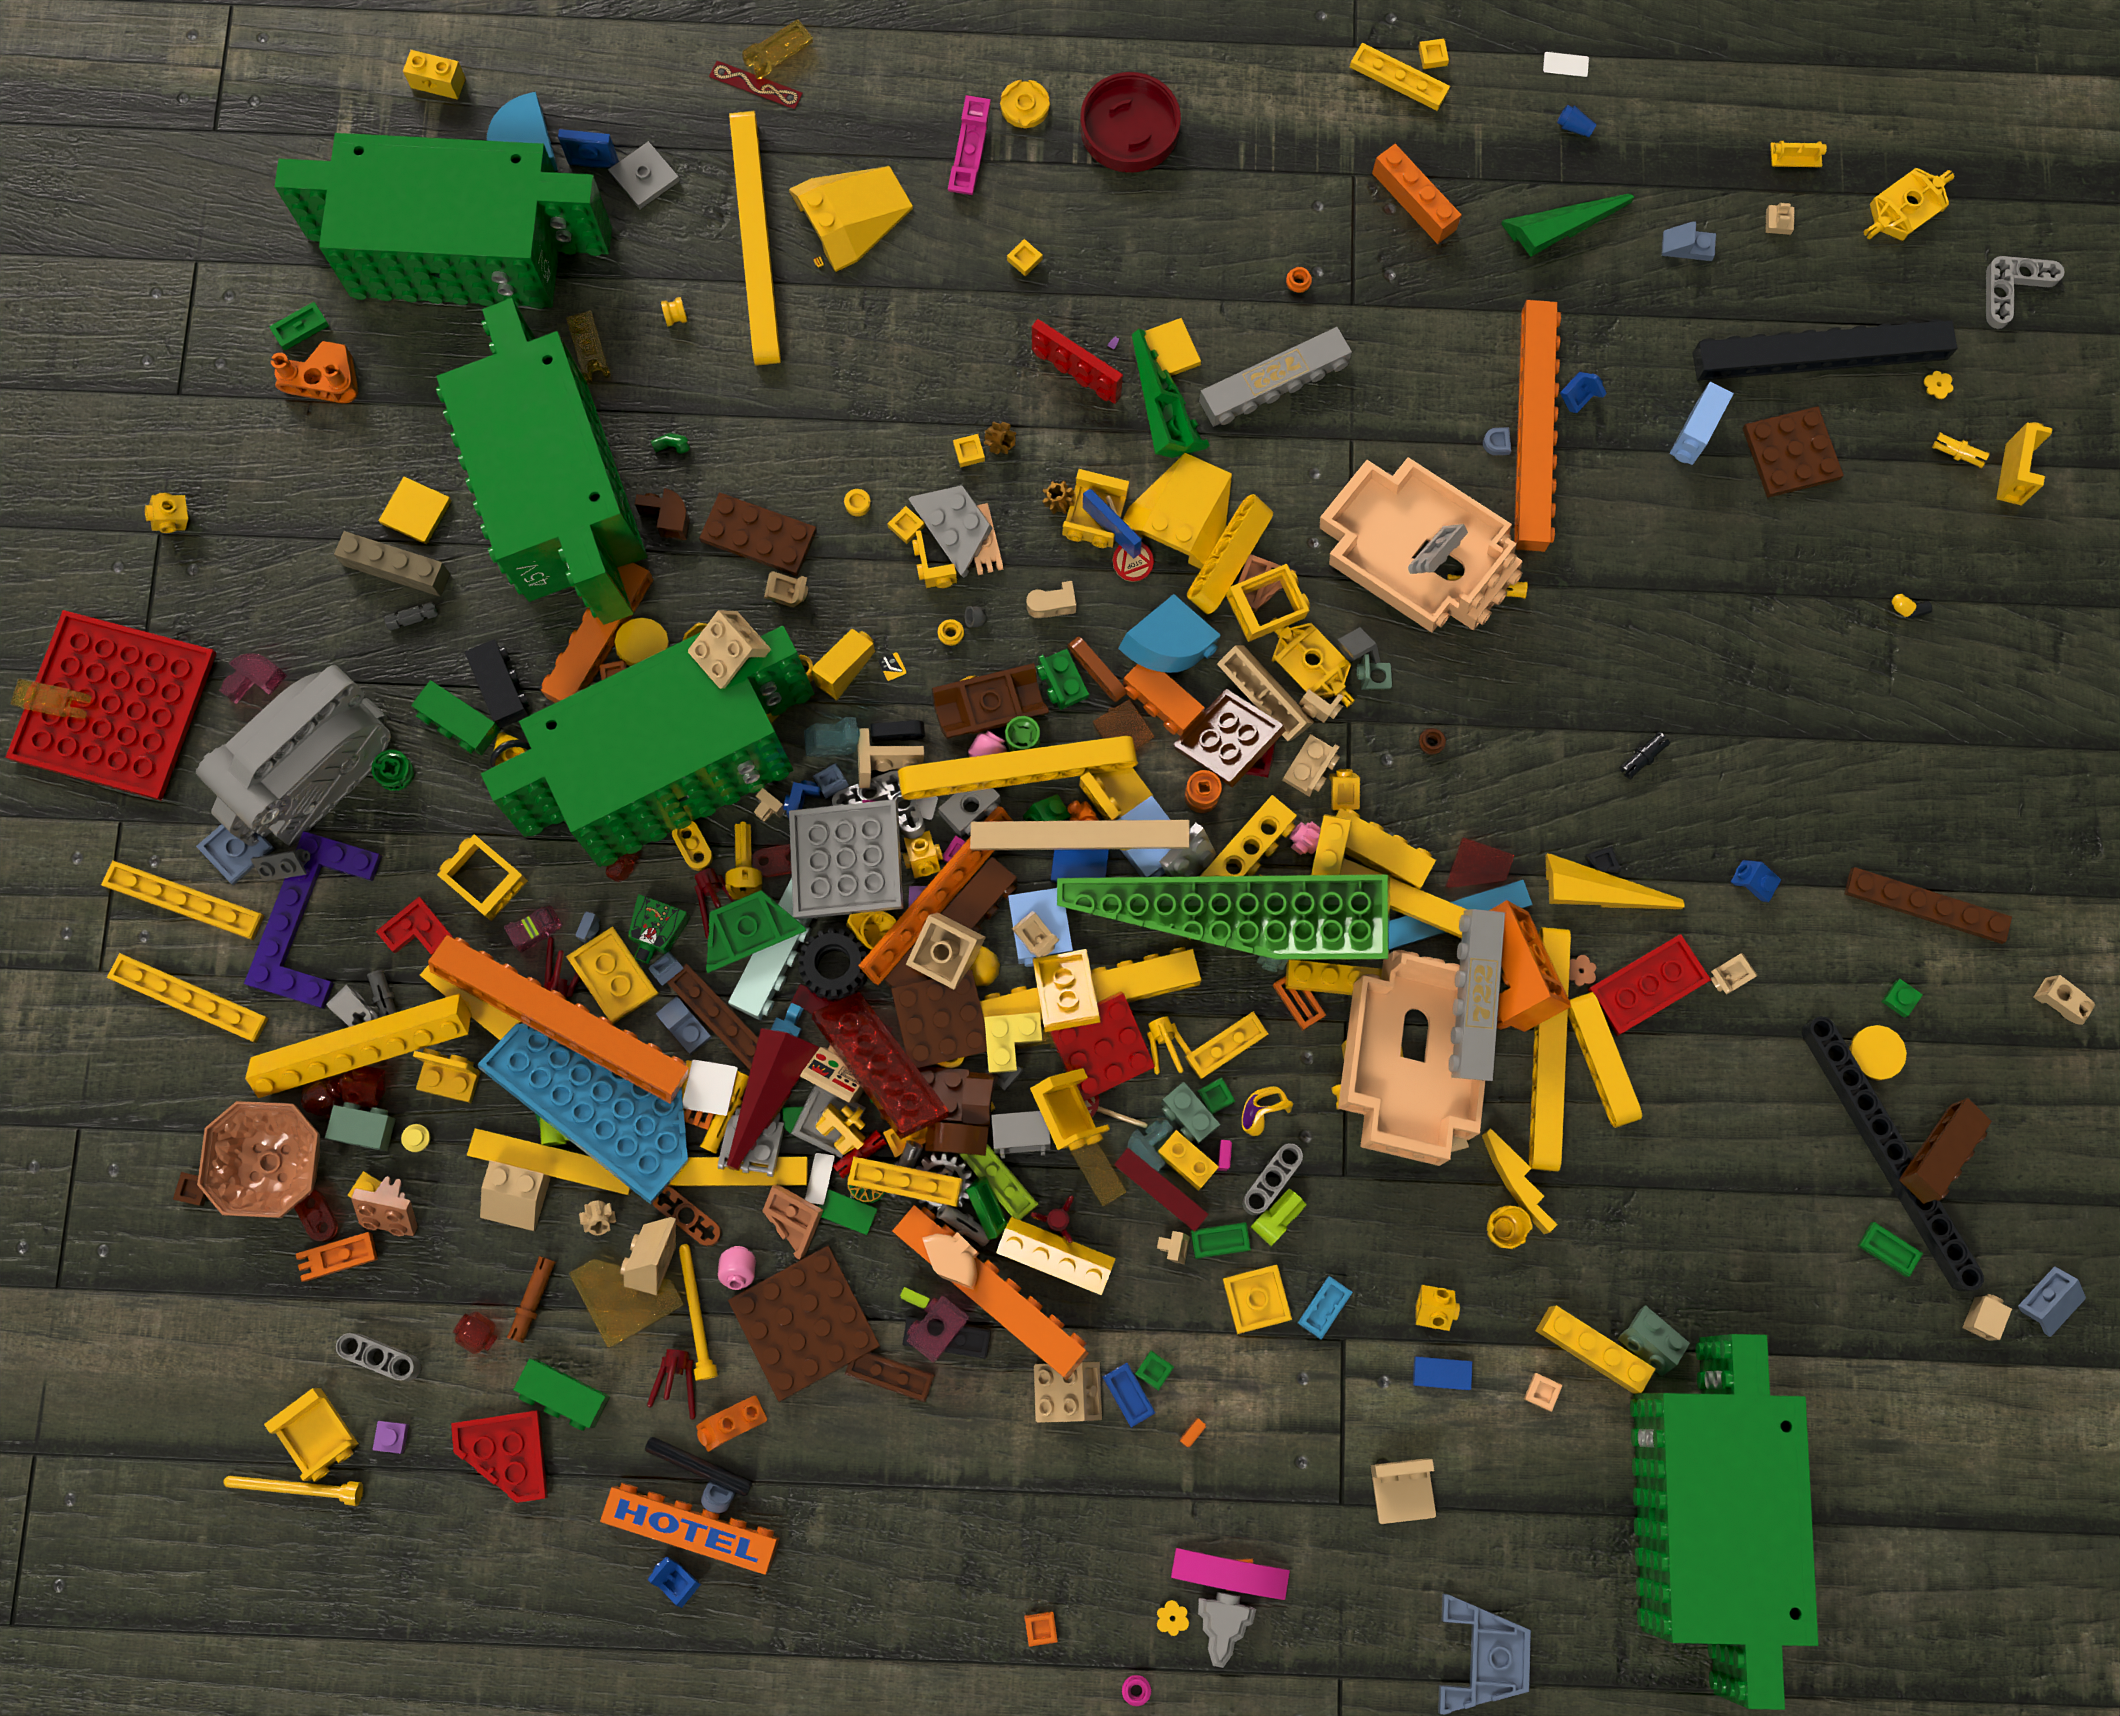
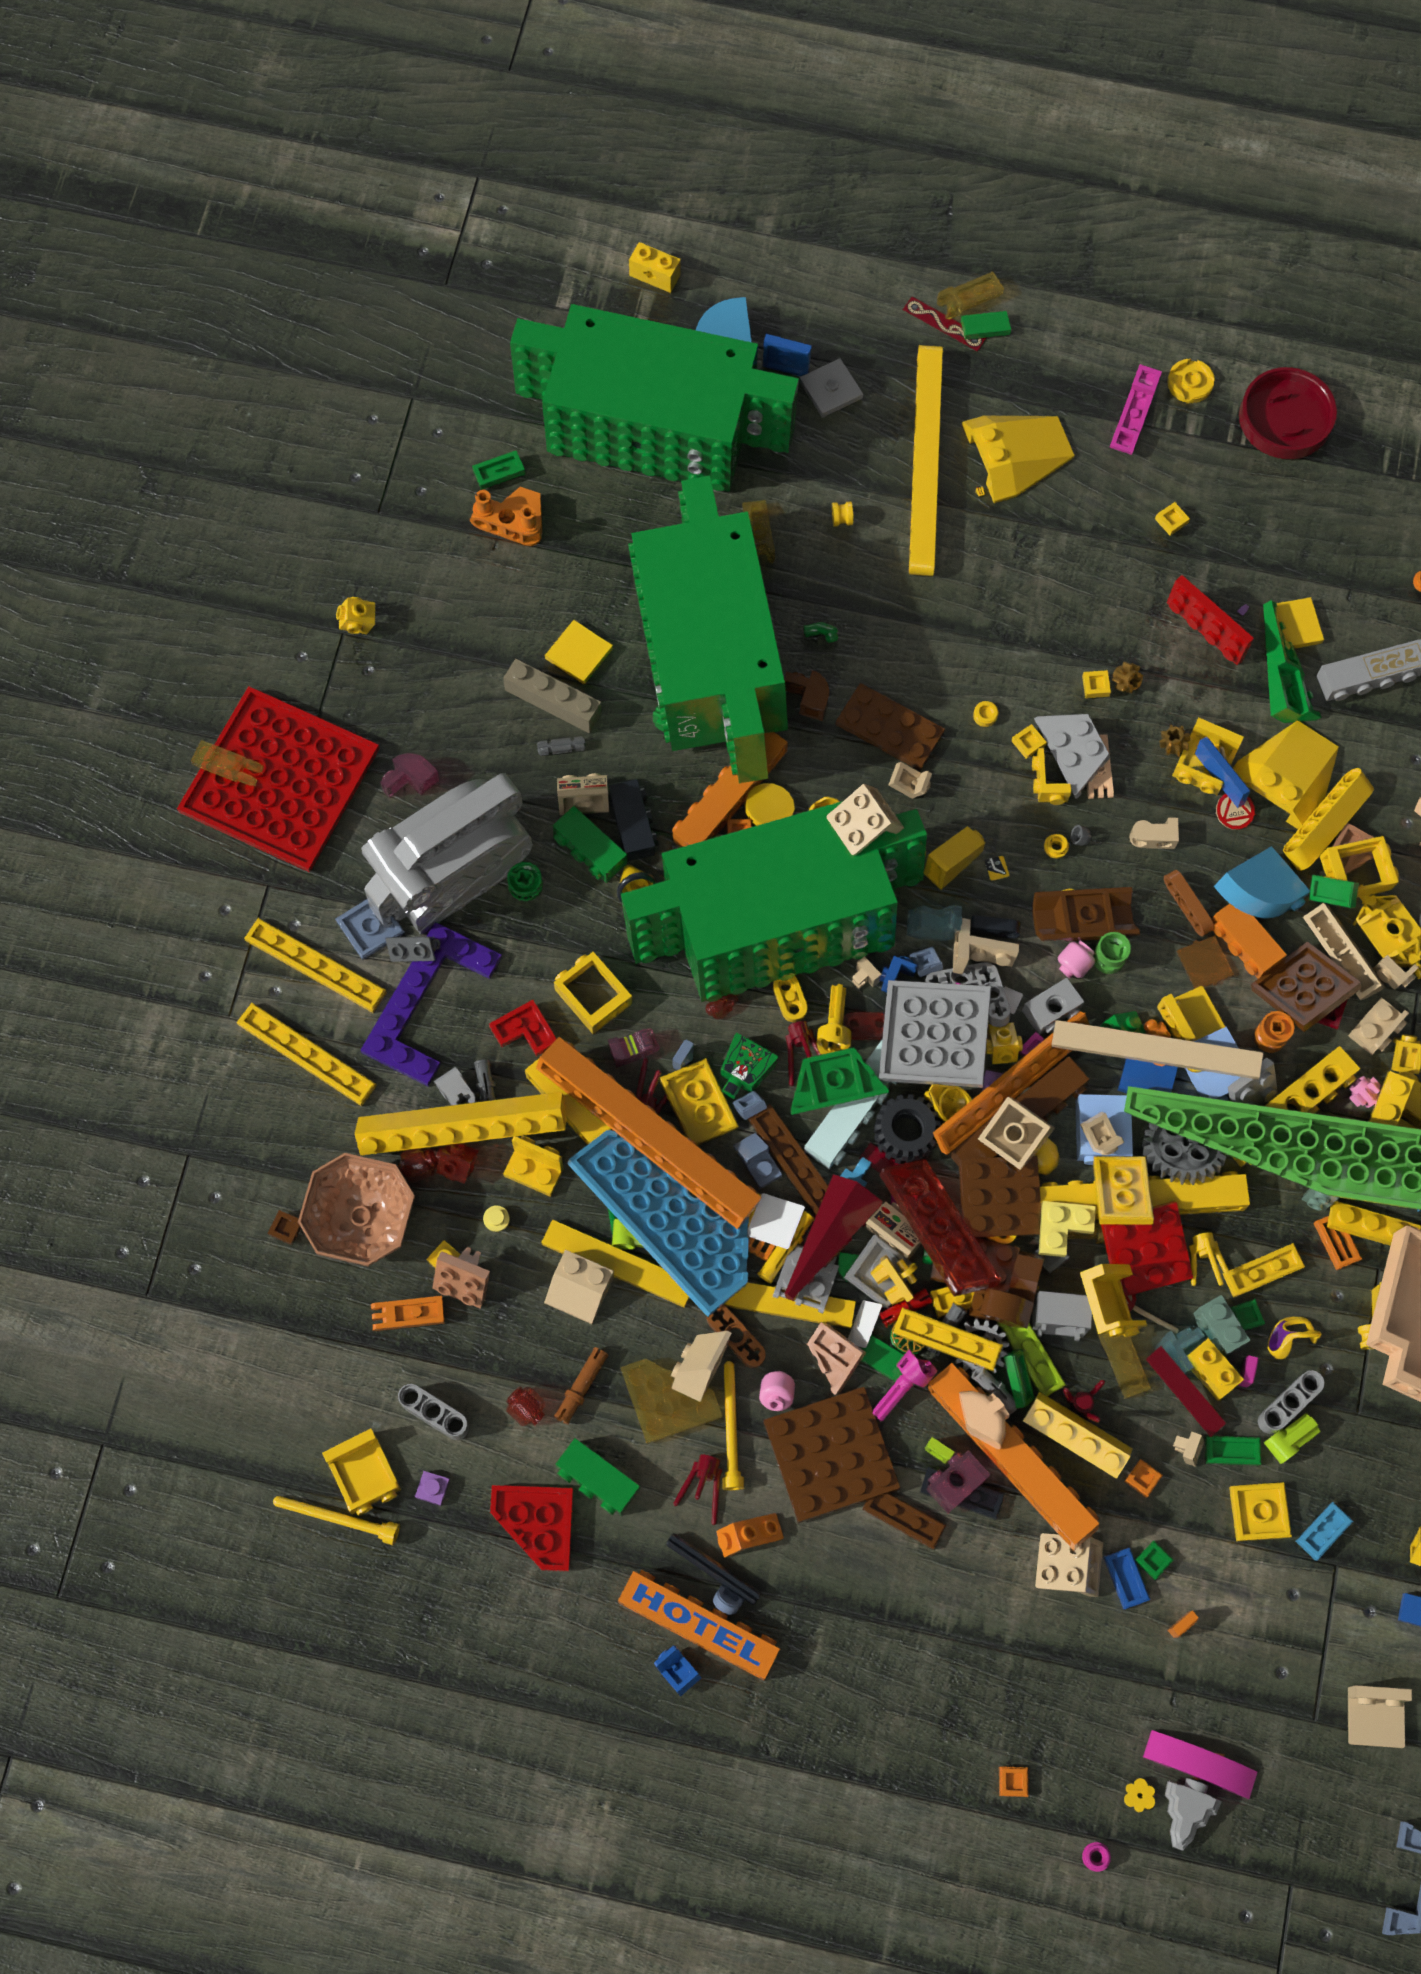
camera: 10 degrees right, 5 degrees down
(316, 1216) = (393, 1273): clear red plate -> none
(360, 1127) = (449, 1199): sand green brick -> none
(439, 664) = (585, 793): none -> tan slope
(597, 1217) = (654, 1321): tan gear -> none
(799, 79) = (985, 325): none -> green tile
(874, 1222) = (913, 1372): none -> dark pink piece
(1017, 767) = (1104, 978): yellow beam -> none
(1062, 678) = (1154, 906): green bracket -> none
(1126, 935) = (1180, 1156): none -> dark grey gear
(1132, 1286) = (1143, 1478): none -> orange tile
(1243, 632) = (1334, 891): none -> green tile

